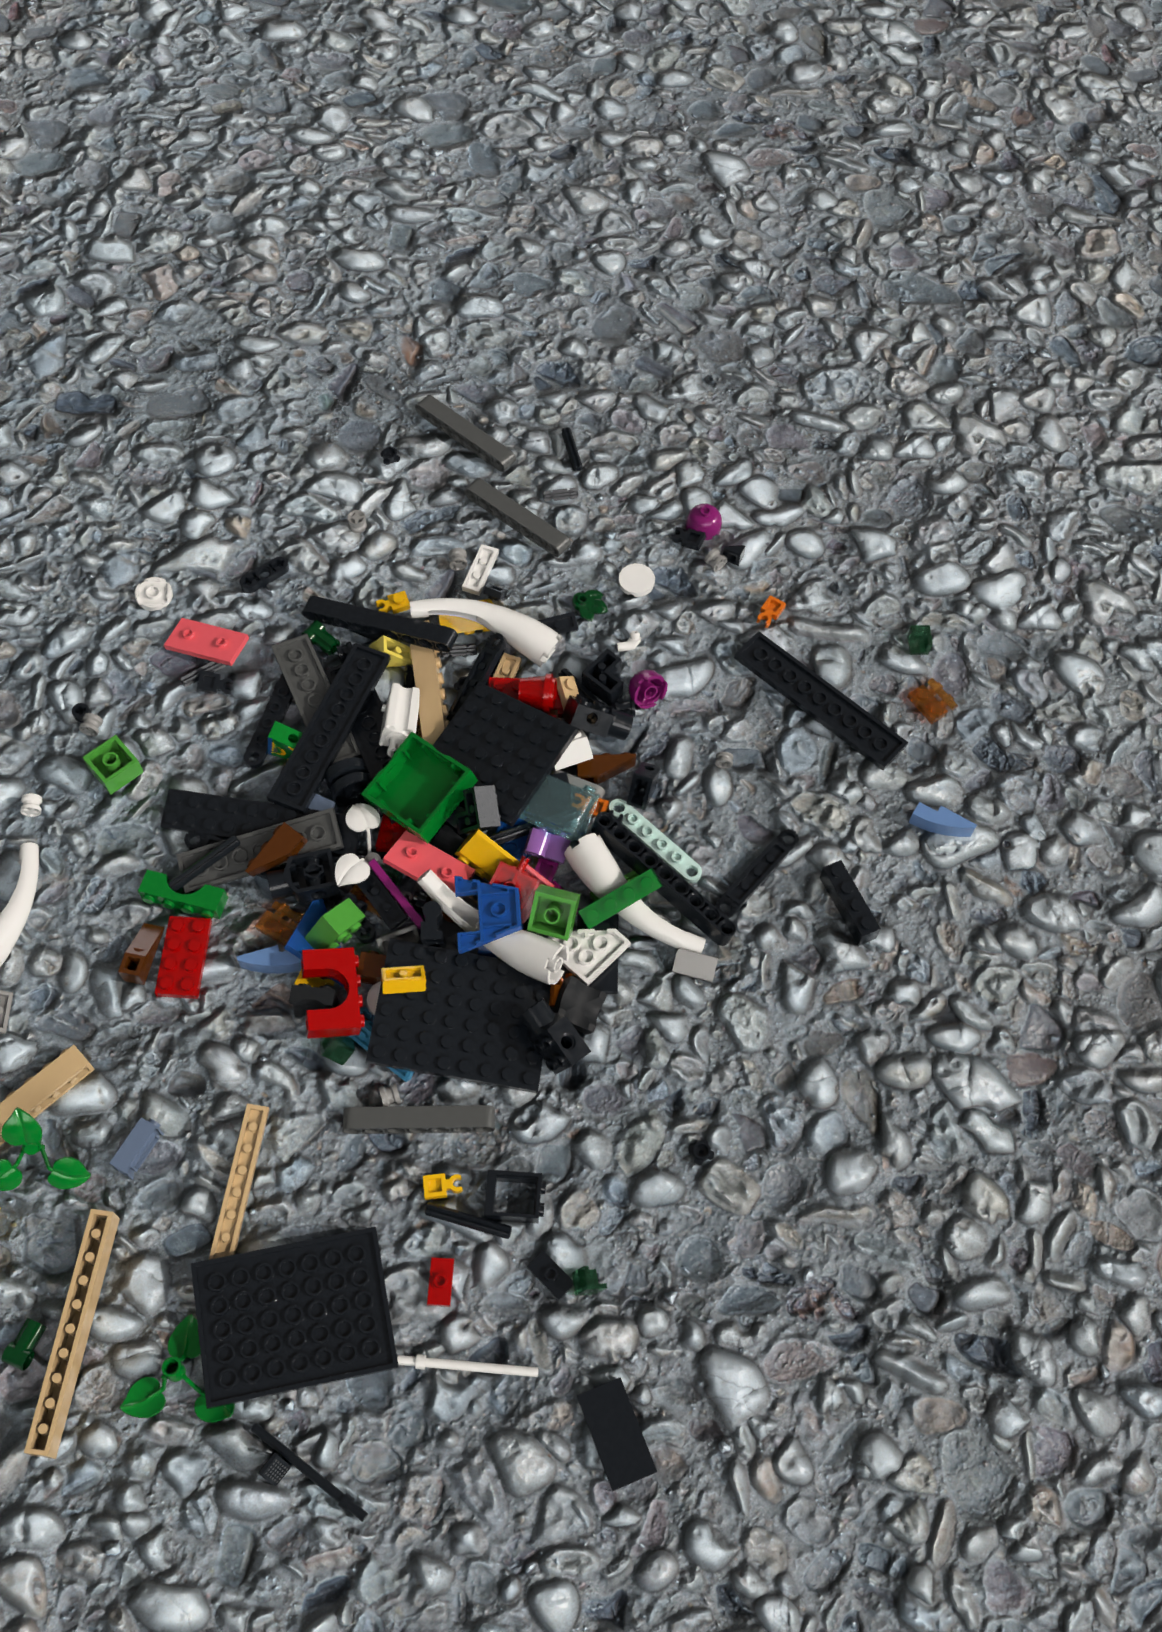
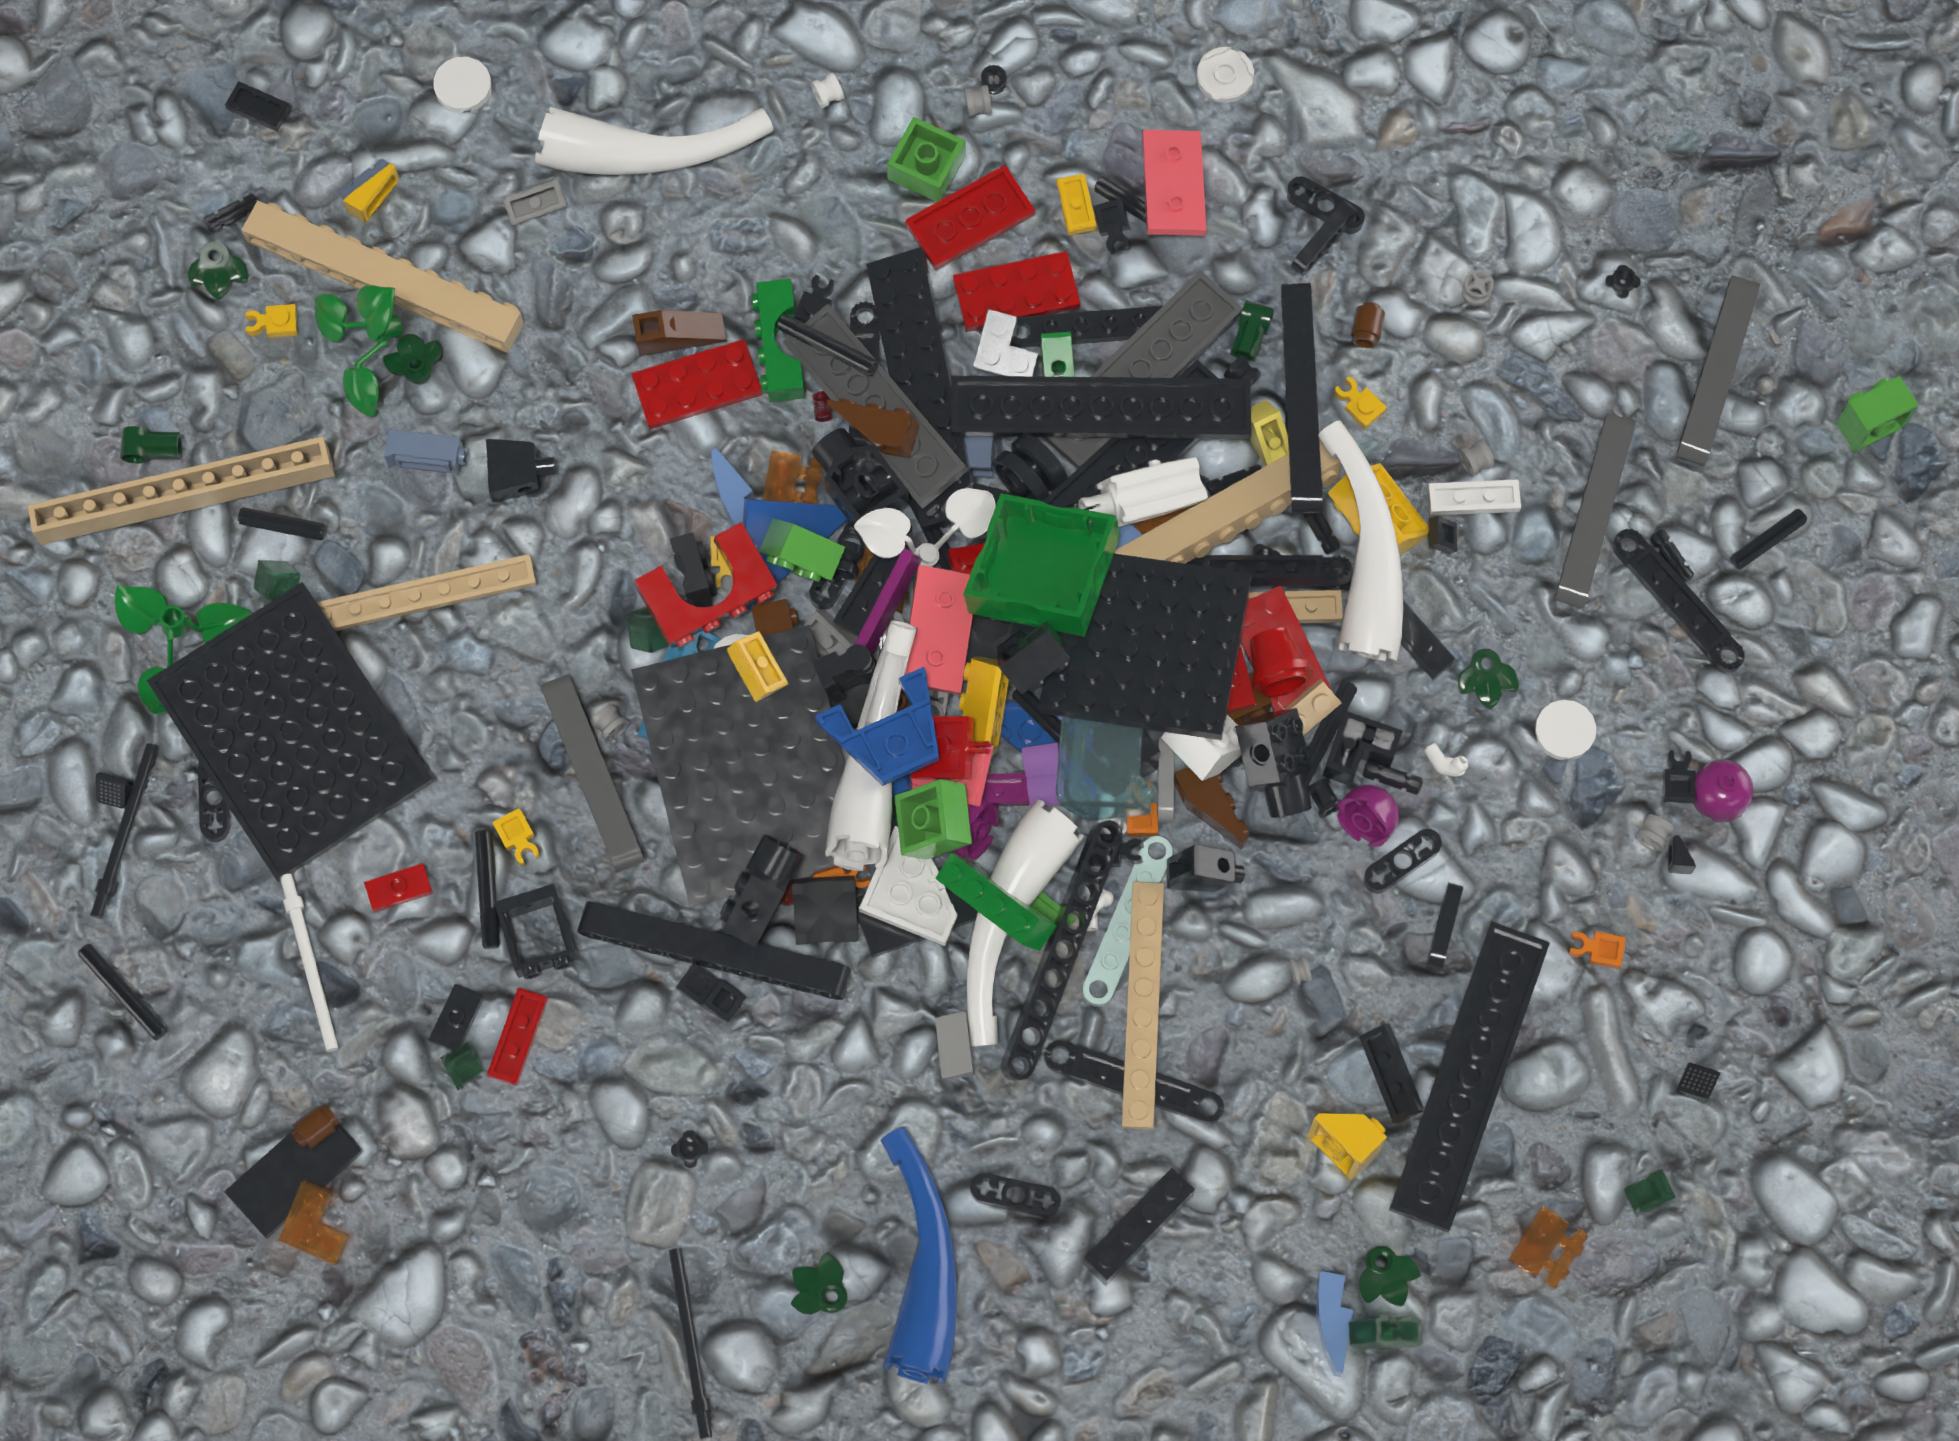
camera: 70 degrees right, 10 degrees up
(61, 1132) = (413, 358): none -> dark green plate
(135, 1268) = (282, 523): none -> black axle
(163, 757) = (970, 217): none -> red plate
(167, 866) = (813, 302): none -> black plate
(175, 1286) = (275, 578): none -> clear green panel
(180, 1091) = (515, 468): none -> black torso
(189, 698) = (1076, 204): none -> yellow plate
(225, 752) = (1017, 289): none -> red plate
(234, 885) = (820, 413): none -> dark red piece
(259, 771) = (996, 348): none -> brick
(286, 579) = (1324, 238): none -> black beam
(318, 1403) = (205, 820): none -> black beam
(350, 580) = (1367, 325): none -> reddish brown brick
(430, 1517) = (122, 992): none -> black axle
(528, 372) = (1876, 413): none -> bright green brick
(572, 1088) = (714, 950): none -> black beam
(580, 1238) = (517, 1037): none -> red tile
(587, 500) = (1679, 600): none -> black plate
(593, 1402) = (314, 1126): none -> reddish brown brick
(601, 1100) = (710, 992): none -> black slope
(629, 669) = (1392, 777): none -> black axle
(665, 1436) = (305, 1225): none -> clear orange plate
(680, 678) = (1380, 867): none -> black beam
(714, 848) = (1142, 1006): none -> tan plate
(727, 678) = (1444, 926): none -> black beam
(803, 957) = (990, 1197): none -> black beam
(804, 736) = (1391, 1073): none -> black plate
(819, 1106) = (816, 1284): none -> dark green plate
(846, 766) = (1347, 1140): none -> yellow slope
(864, 594) = (1698, 1082): none -> black slope
(864, 1041) = (928, 1311): none -> blue brick
(875, 1207) = (700, 1404): none -> black bar
(924, 785) = (1387, 1281): none -> dark green plate
(961, 793) = (1385, 1332): none -> clear green brick

